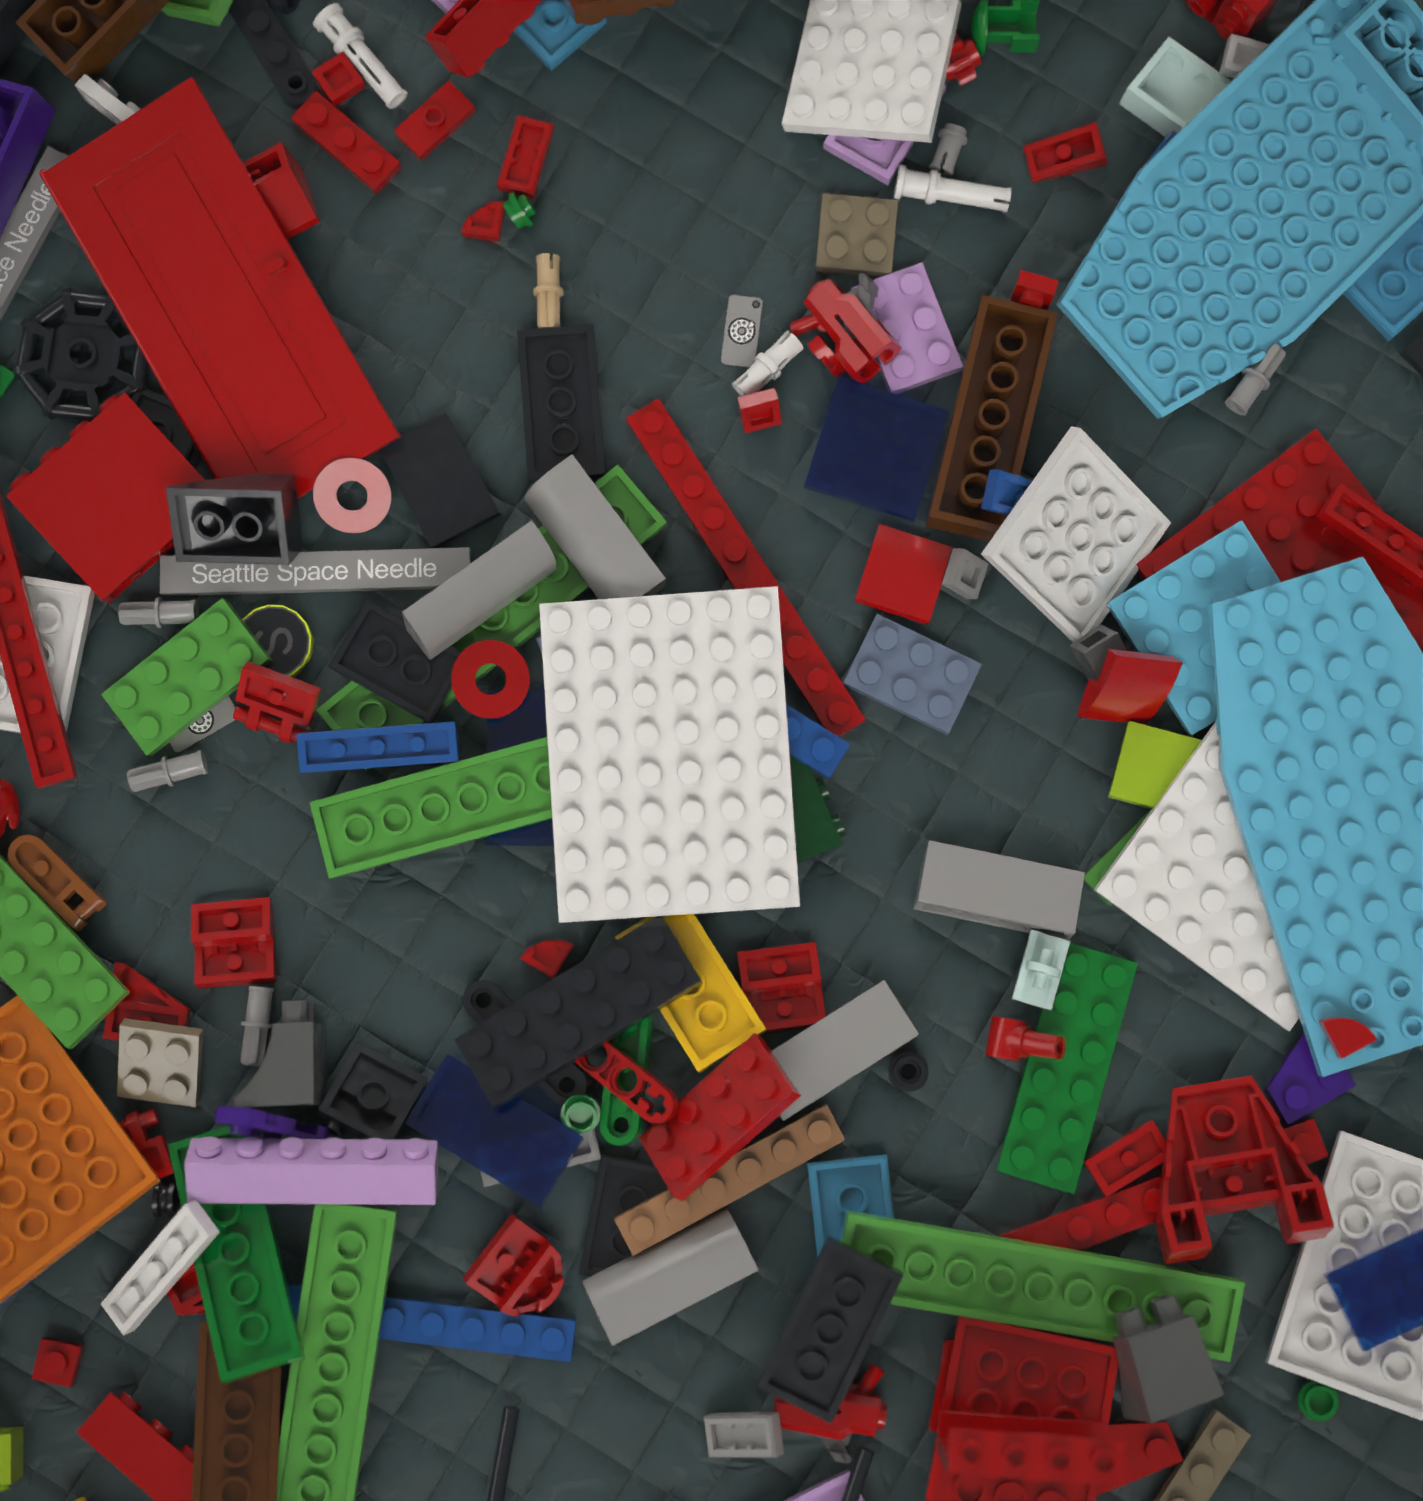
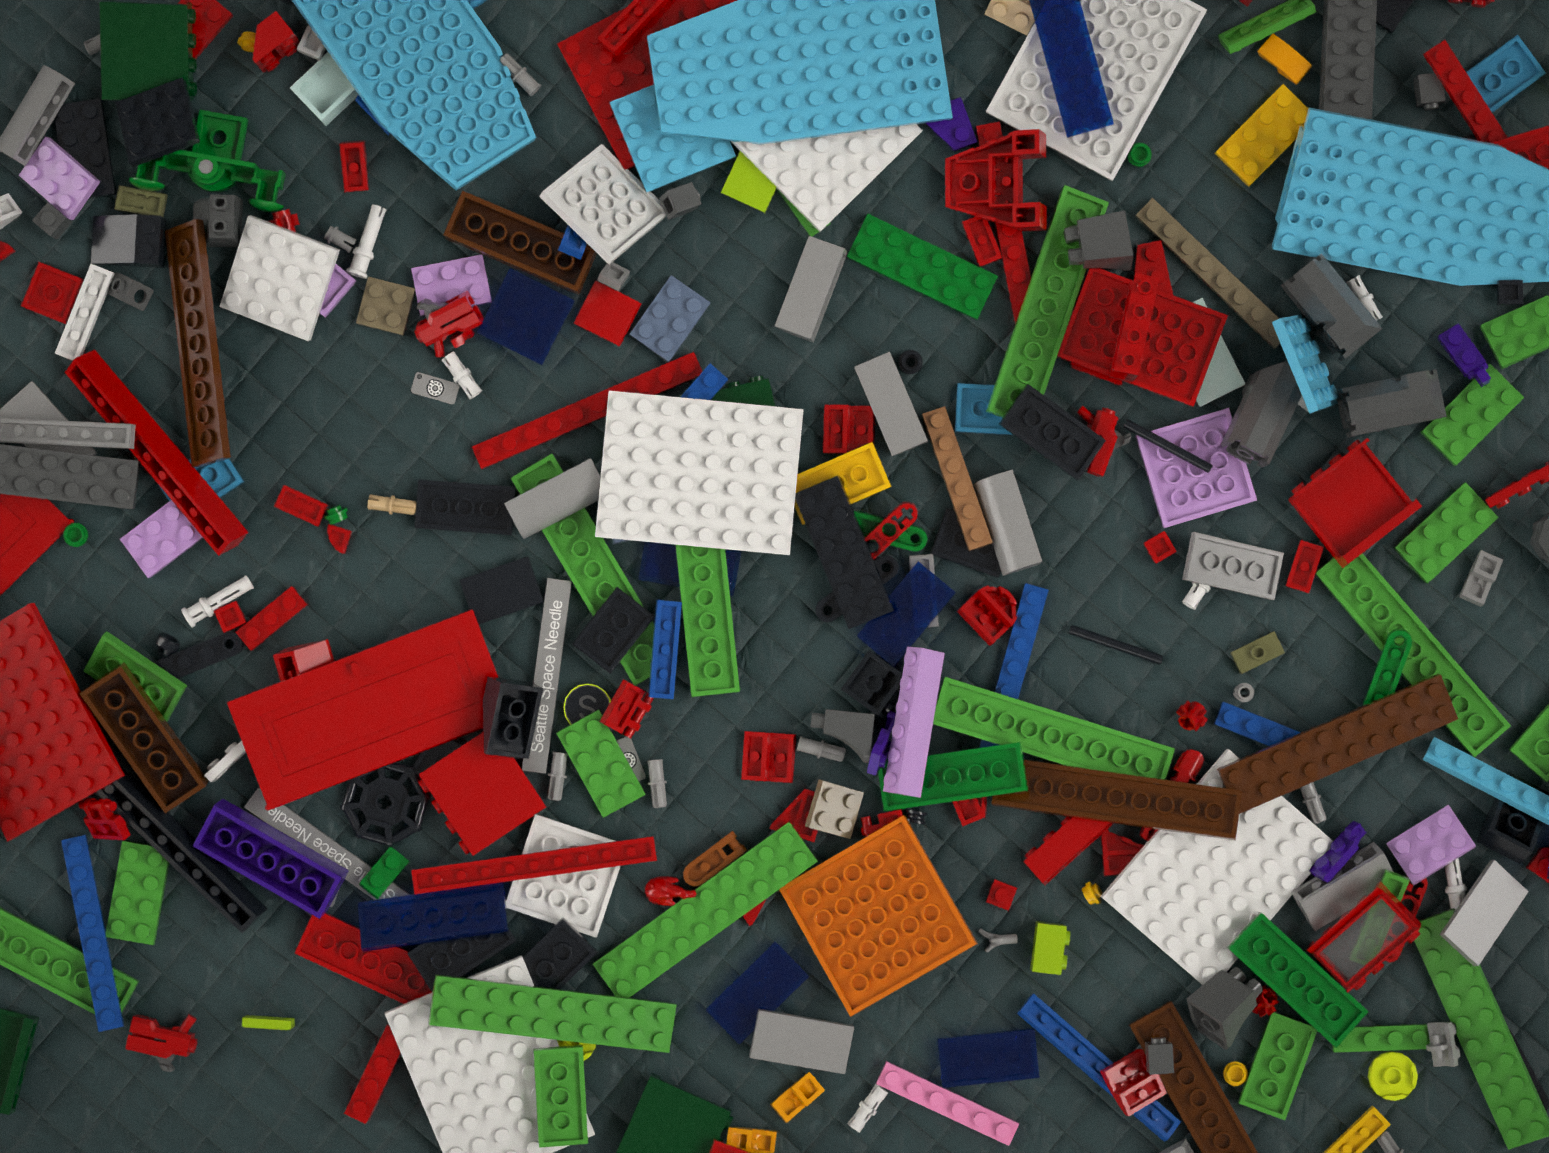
camera: 85 degrees left, 5 degrees up
(160, 1267) = (955, 822): white plate -> none
(352, 470) = (489, 653): piece -> none
(435, 121) = (267, 560): red plate -> none
(464, 679) = (633, 591): red piece -> none
(479, 590) = (580, 572): light grey brick -> none
(548, 956) = (807, 567): red tile -> none
(580, 1113) = (904, 561): green plate -> none
(719, 1117) = (919, 477): red plate -> none
(744, 1434) = (1105, 493): light grey plate -> none
(759, 410) = (490, 385): red plate -> none
(1014, 1040) = (902, 294): red pin -> none
(1034, 290) = (446, 204): red plate -> none
(1040, 970) = (862, 272): light aqua hips -> none
(1129, 687) = (701, 188): red slope -> none
(1346, 1035) = (930, 99): red tile -> none

